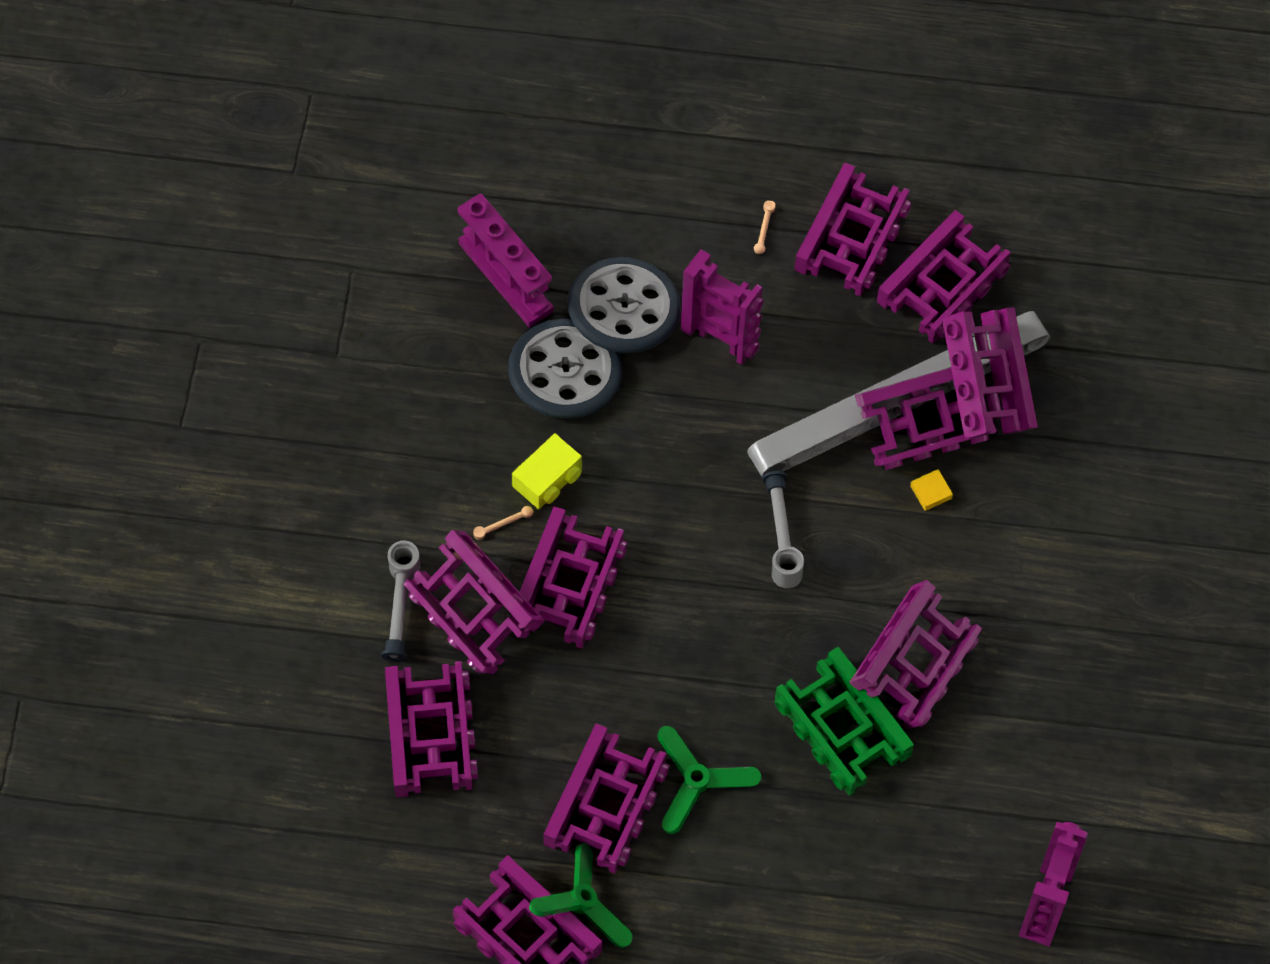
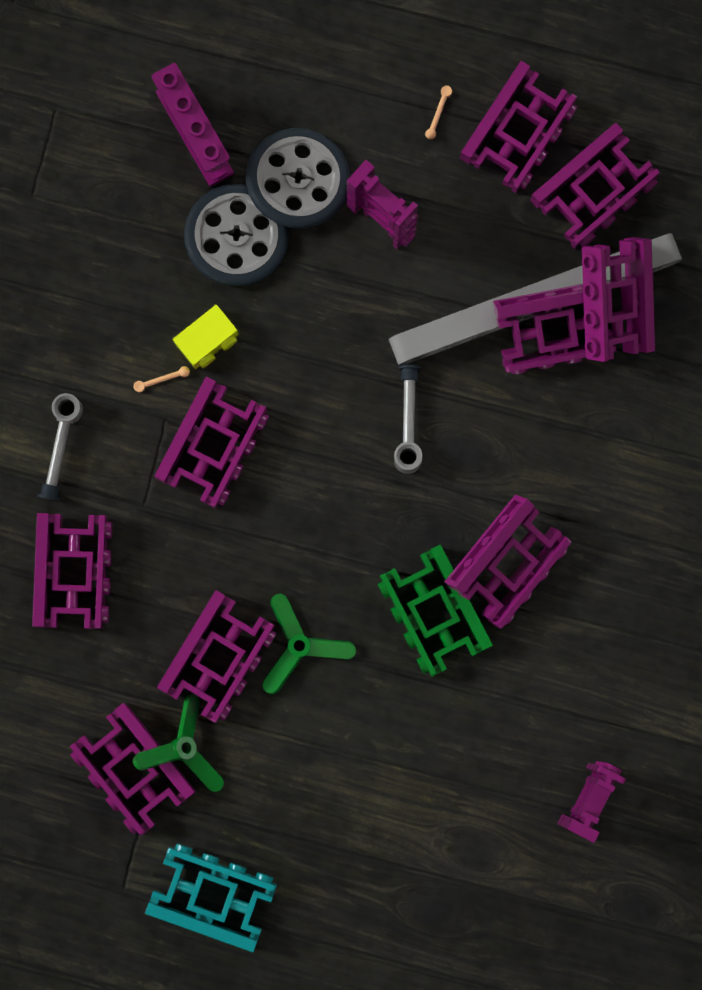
camera: 10 degrees right, 20 degrees up
(493, 588) = (139, 450): magenta fence -> none
(931, 490) = (549, 396): yellow tile -> none

